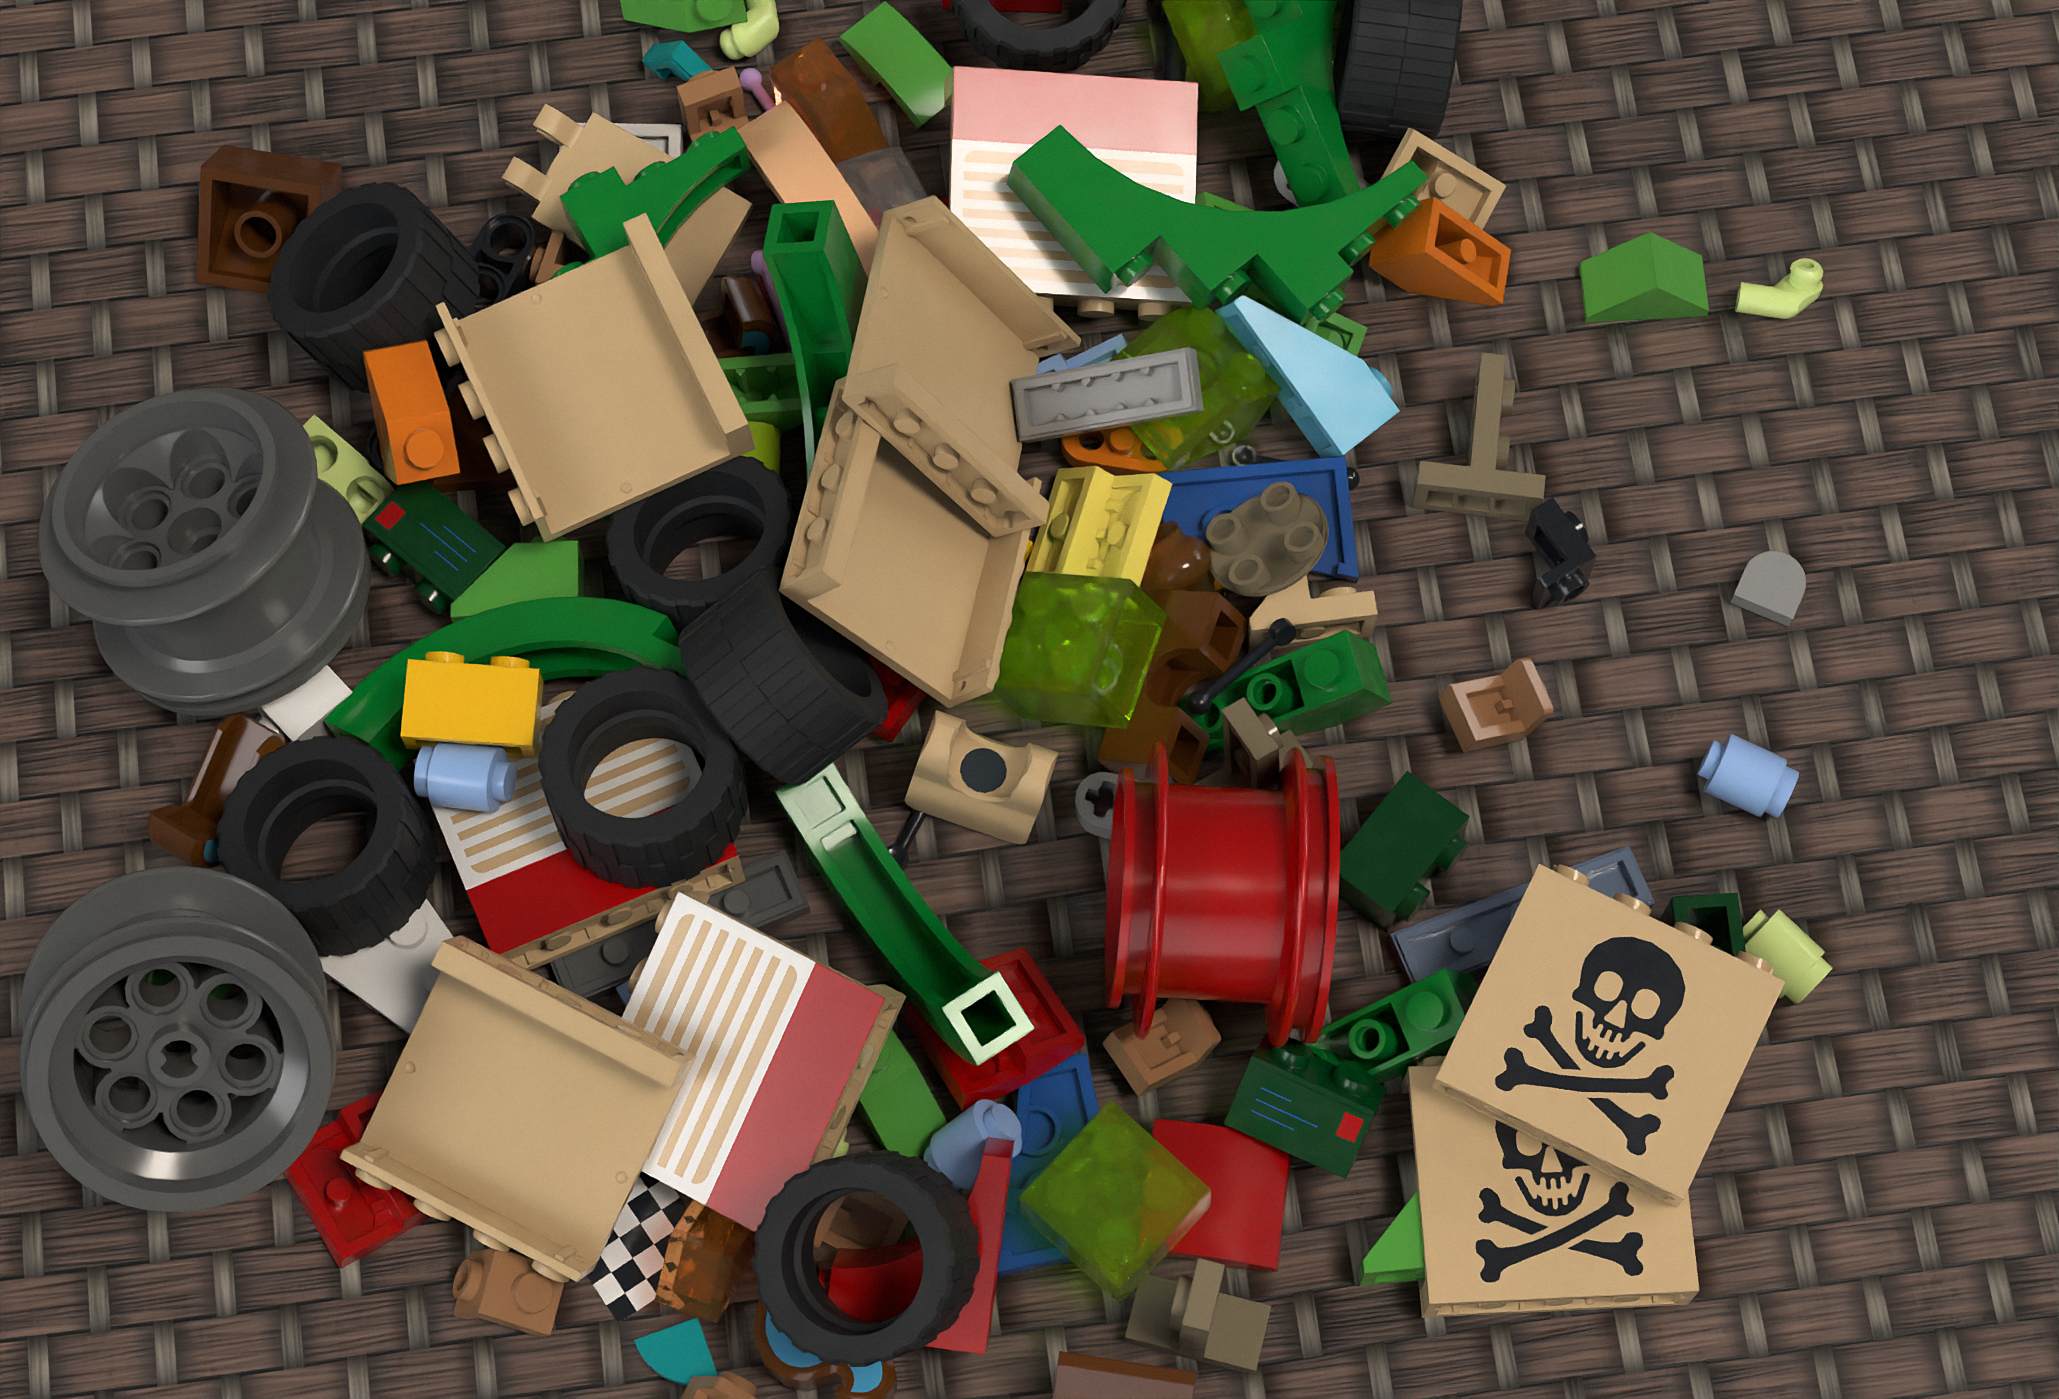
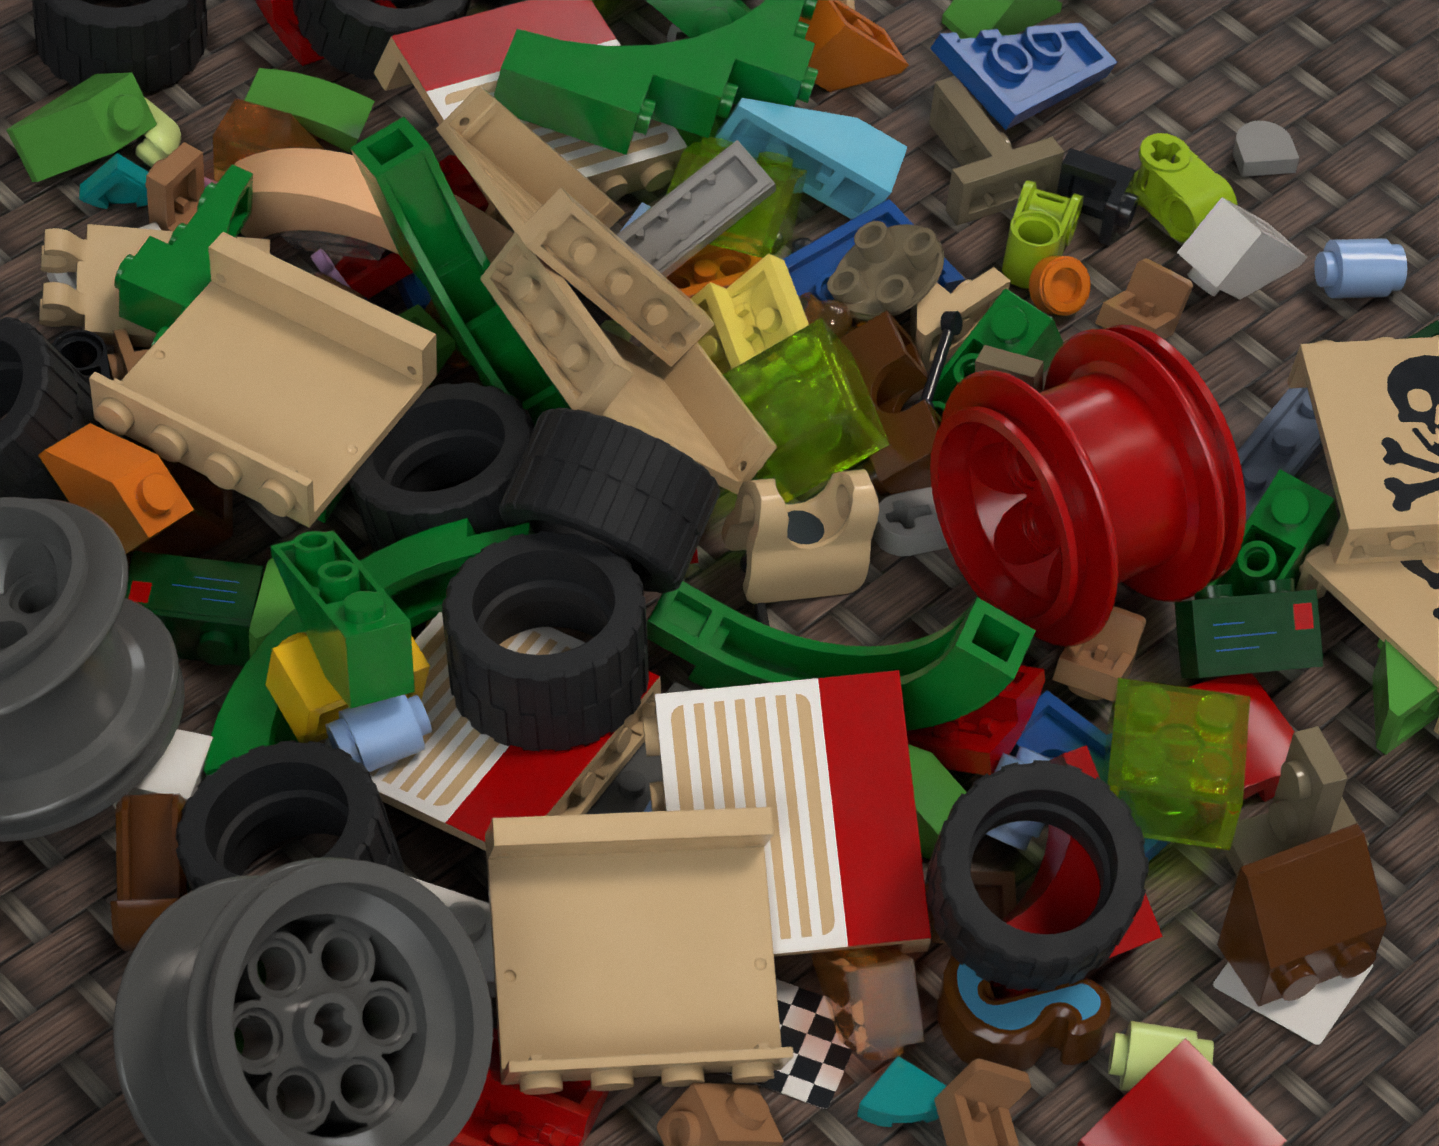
camera: 40 degrees left, 20 degrees down
(473, 668) = (348, 618): none -> green slope
(1439, 635) = (1059, 285): none -> orange tile
(1475, 557) = (1038, 229): none -> lime piece
(1591, 380) = (1027, 70): none -> blue wing
(1640, 602) = (1178, 192): none -> lime piece
(1643, 694) = (1237, 252): none -> white slope

